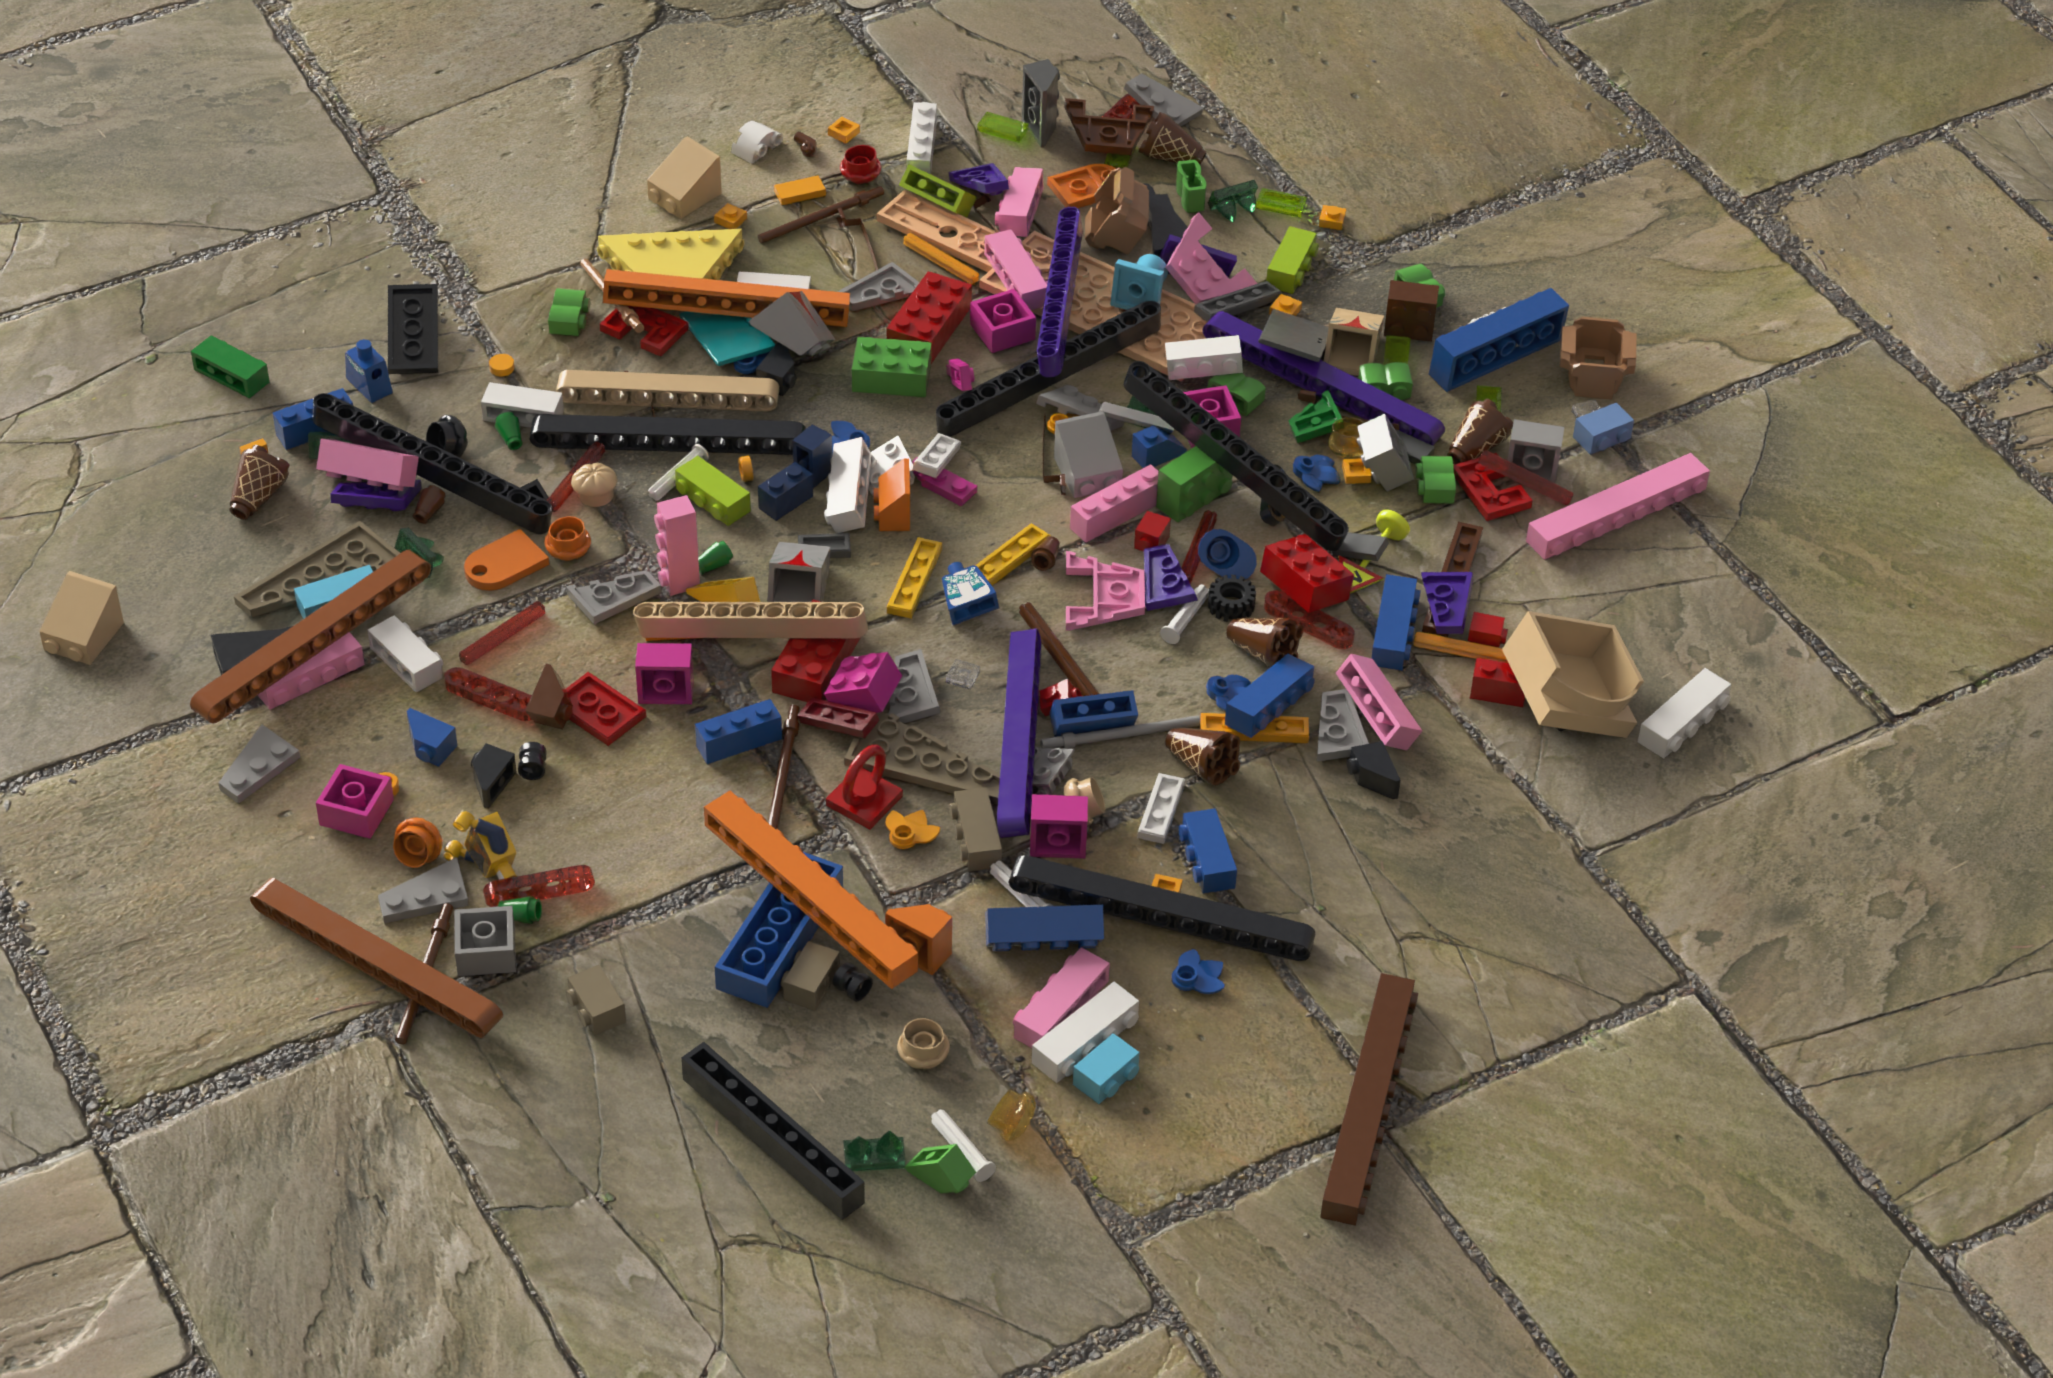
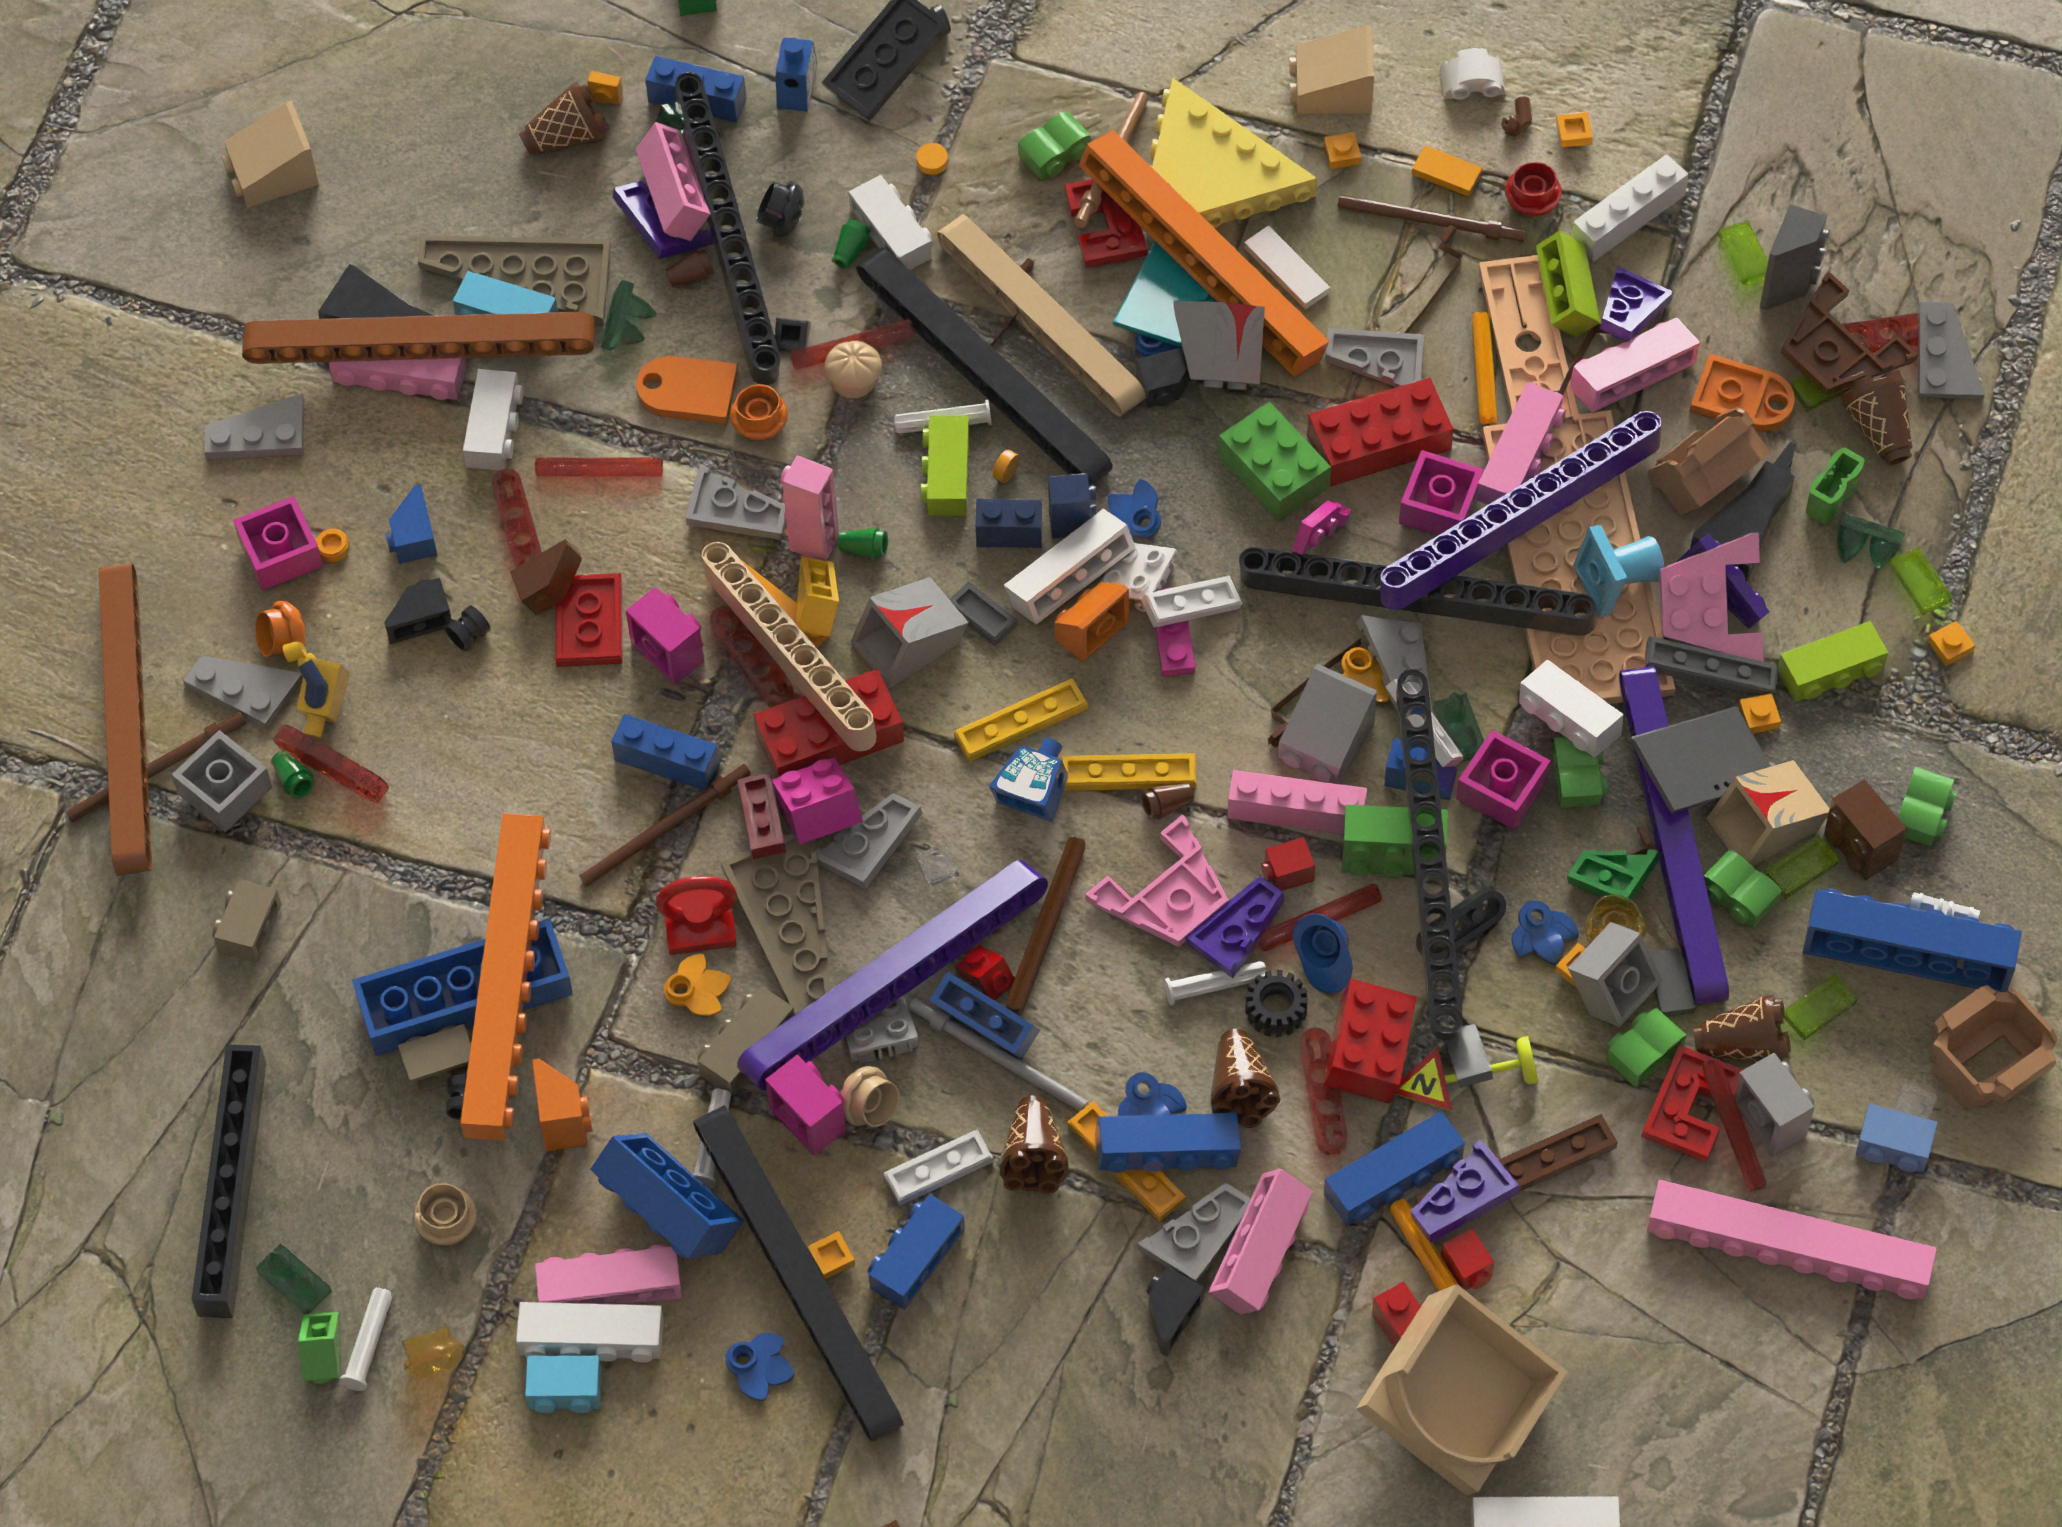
camera: 50 degrees right, 15 degrees up
(725, 651) = (748, 659): none -> clear red beam

